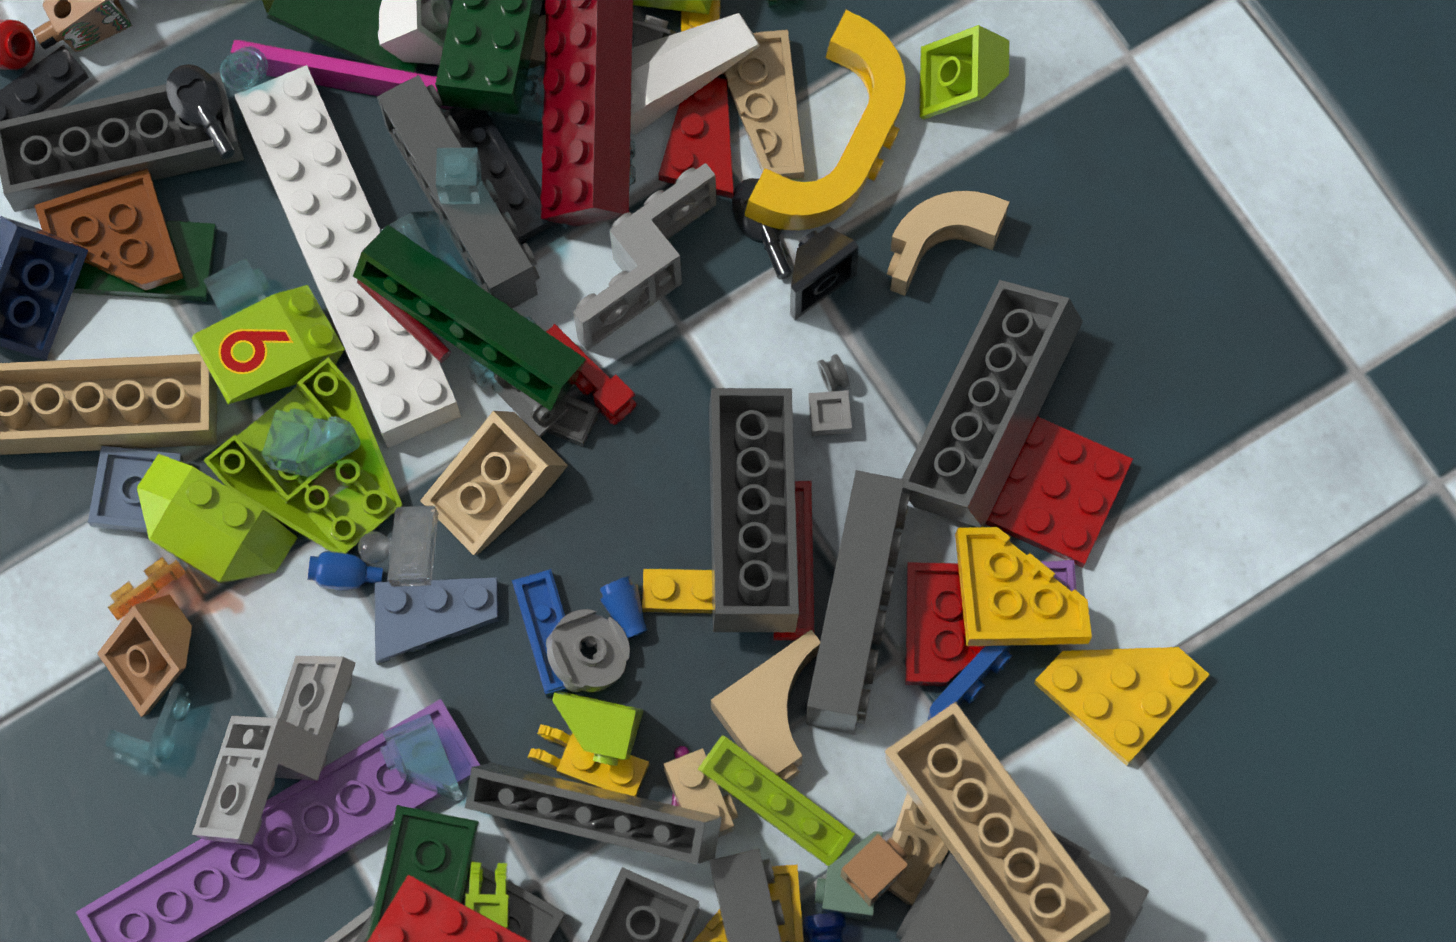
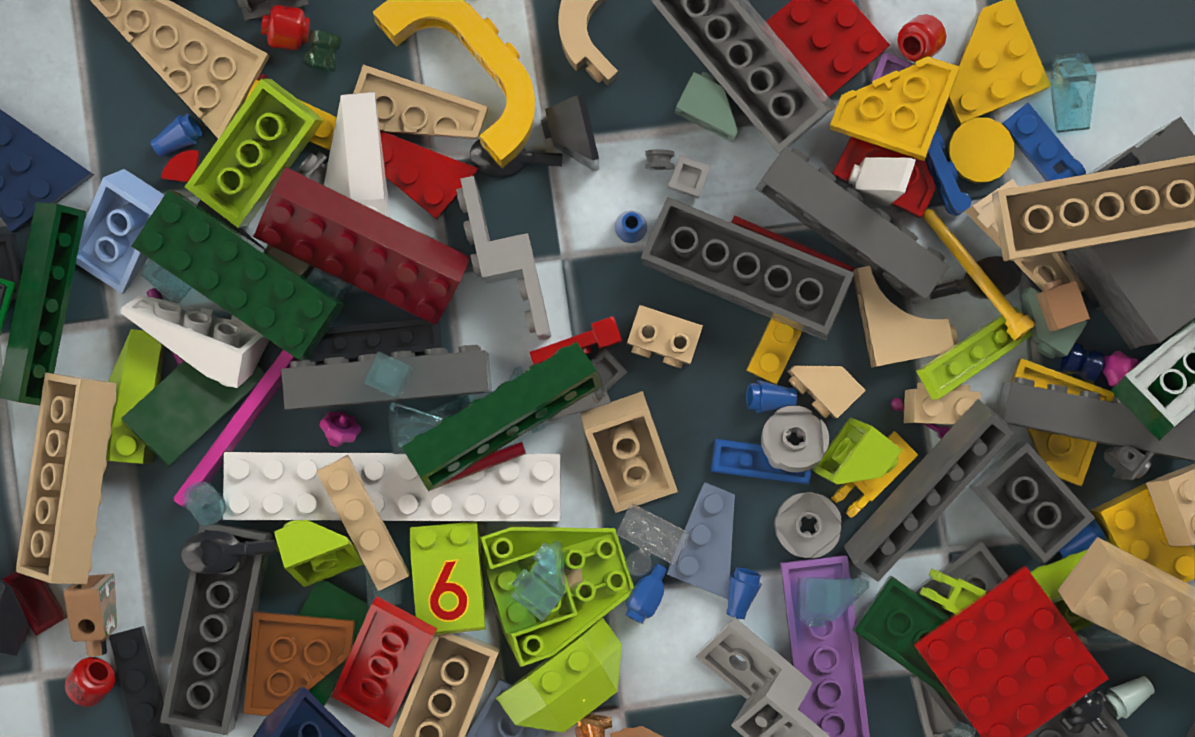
camera: 70 degrees left, 15 degrees up
(150, 315) = (383, 662): none -> red plate
(236, 199) = (314, 551): none -> lime slope
(291, 229) = (363, 522): none -> tan plate
(385, 174) = (339, 428): none -> dark pink piece
(392, 672) = (742, 591): none -> blue cone
(488, 691) = (827, 527): none -> light grey plate
(640, 462) = (664, 336): none -> tan brick
(665, 664) = (829, 387): none -> tan slope
(741, 378) = (630, 235): none -> blue cone
(832, 837) = (1017, 323): none -> yellow piece
(868, 785) = (1002, 273): none -> black piece
(917, 395) = (707, 106): none -> sand green slope
(919, 605) = (881, 178): none -> white slope
(1016, 718) = (981, 150): none -> yellow tile
(1060, 775) = (1041, 145): none -> blue plate
(1108, 590) = (921, 37): none -> red head
(1132, 787) = (1072, 91): none -> clear light blue slope

